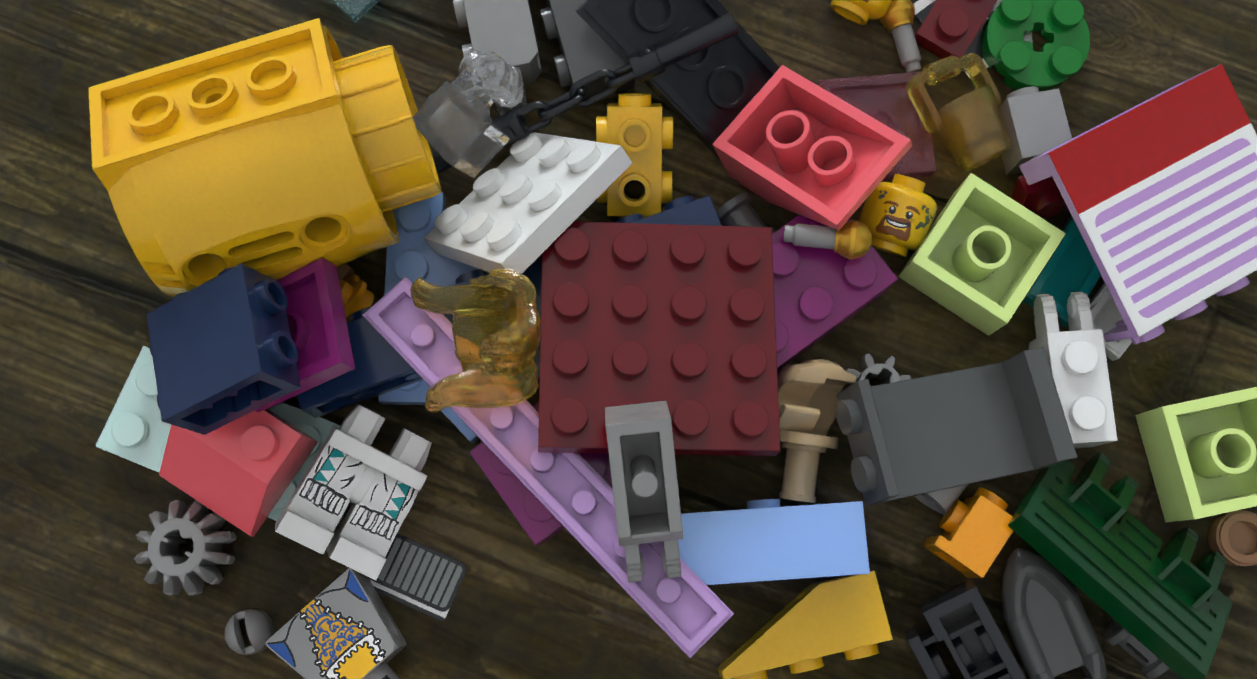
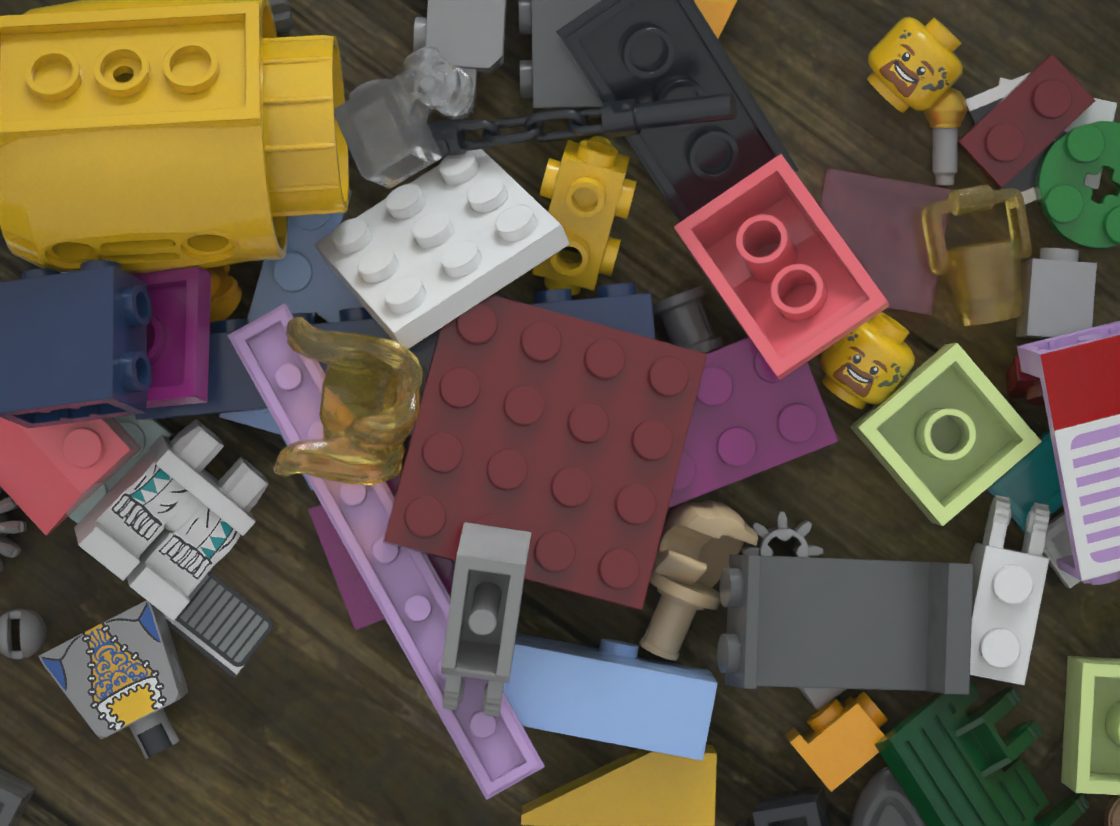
camera: 10 degrees right, 10 degrees up
(850, 241) = (793, 392): piece -> none

